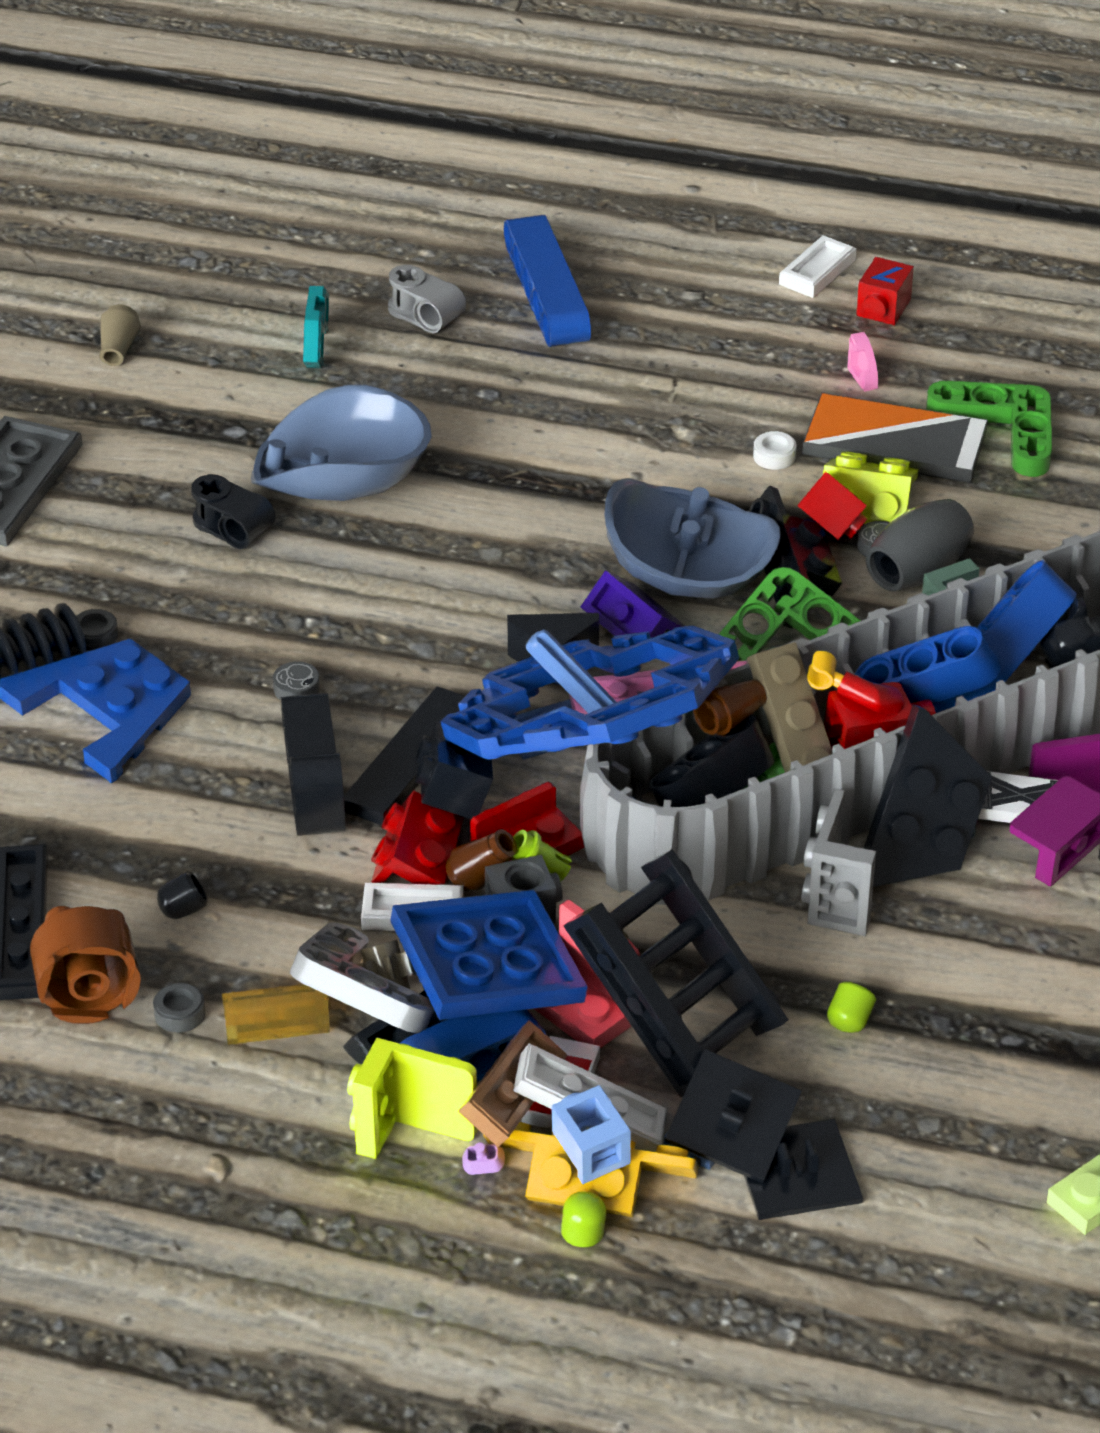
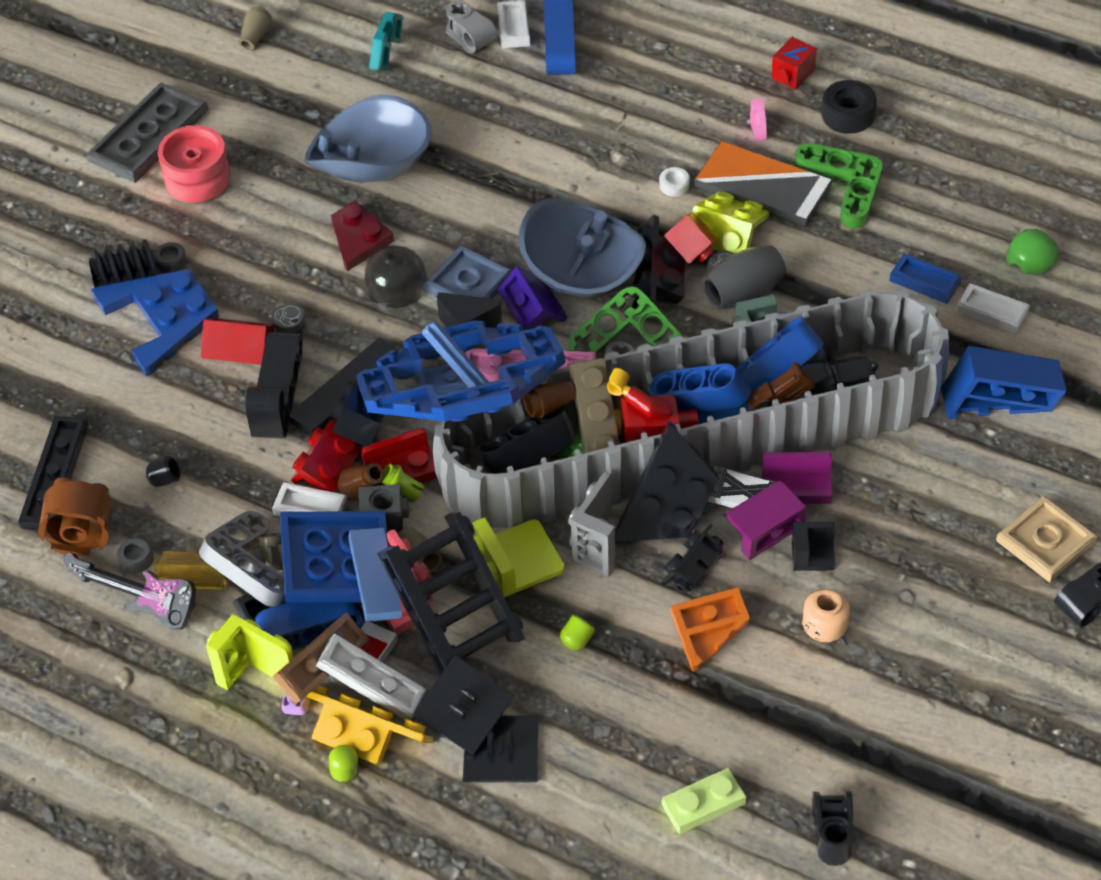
camera: 15 degrees right, 10 degrees up
(96, 505) = (194, 163): none -> coral wheel
(230, 511) = (284, 179): black piece -> none
(231, 718) = (234, 340): none -> panel
(254, 1051) = (167, 600): none -> piece
(358, 566) = (358, 234): none -> dark red wing
(432, 609) = (395, 276): none -> clear smoke cylinder
(482, 290) = (513, 24): none -> white tile
(530, 591) = (467, 275): none -> sand blue tile
(556, 964) = (376, 590): none -> medium blue tile
(592, 1133) = (355, 707): light blue brick -> none
(752, 919) = (518, 555): none -> neon yellow bracket
(817, 266) = (756, 34): white tile -> none
(969, 904) = (700, 549): none -> black hinge
(977, 333) = (848, 119): none -> black tyre
(1029, 967) = (709, 624): none -> orange wing
(1049, 647) = (785, 388): none -> reddish brown piece

